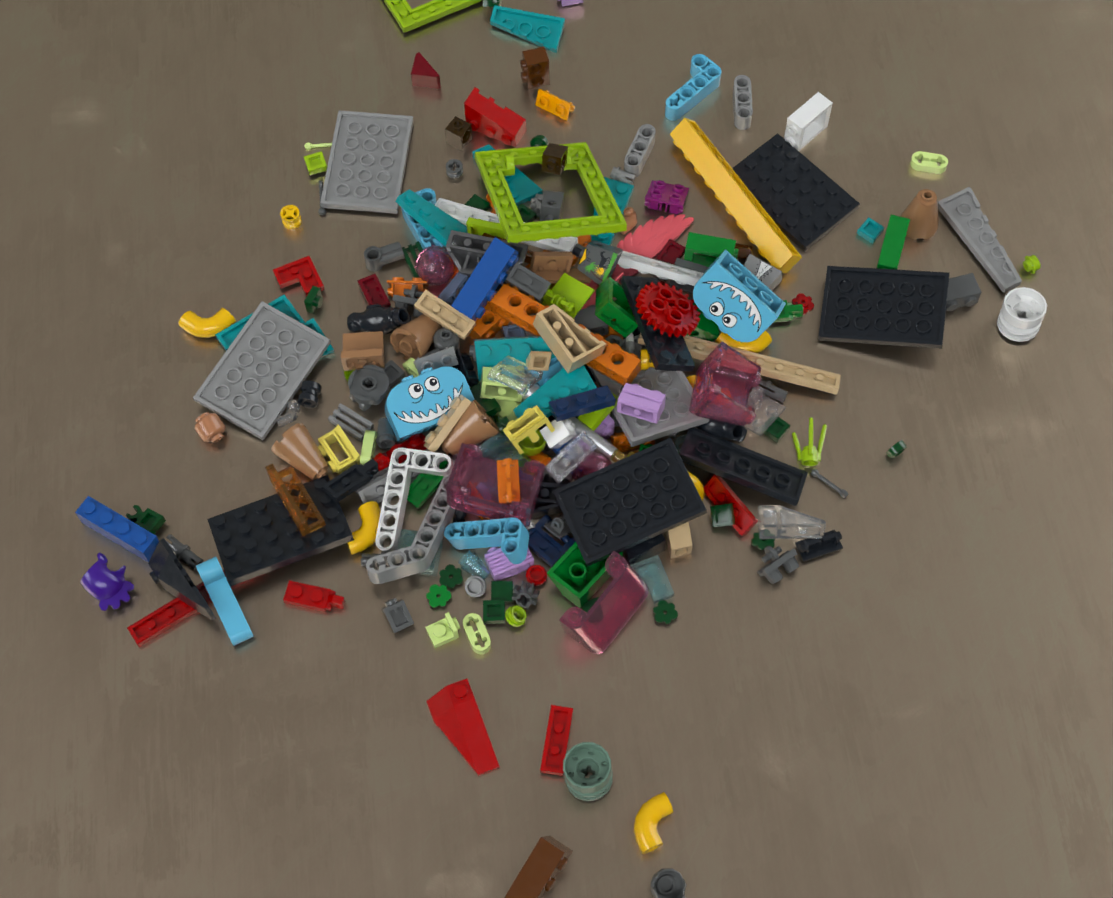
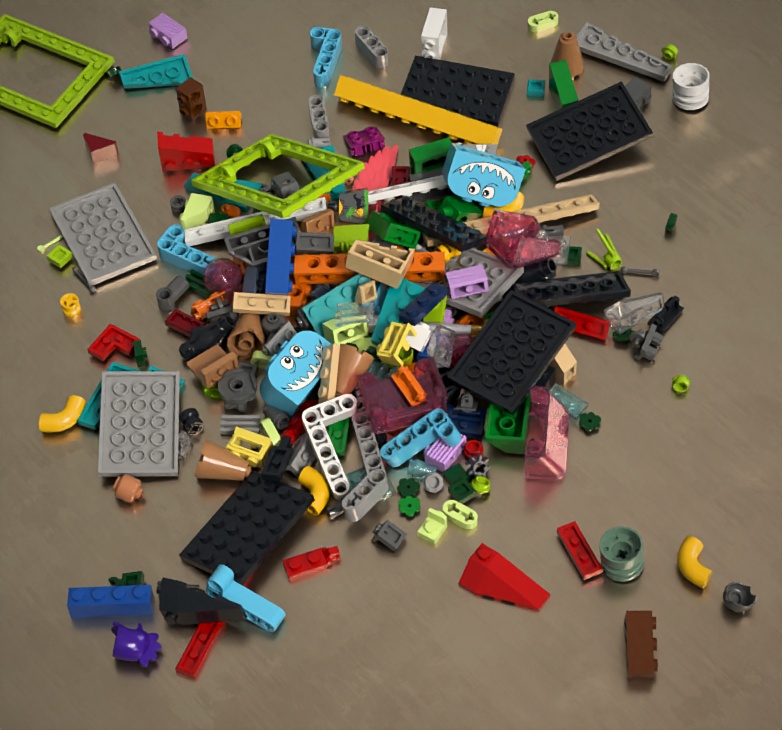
camera: 30 degrees left, 10 degrees down
(292, 502) = (244, 497): clear orange fence -> none
(429, 216) = (197, 244): teal wing -> none
(458, 133) = (163, 176): dark brown brick -> none
(462, 185) = (196, 211): none -> yellowish green slope
(554, 158) = (263, 150): dark brown brick -> none
(667, 309) = (437, 207): red gear -> none
(722, 515) = (582, 332): dark green tile -> none
(780, 626) = (680, 383): none -> lime plate

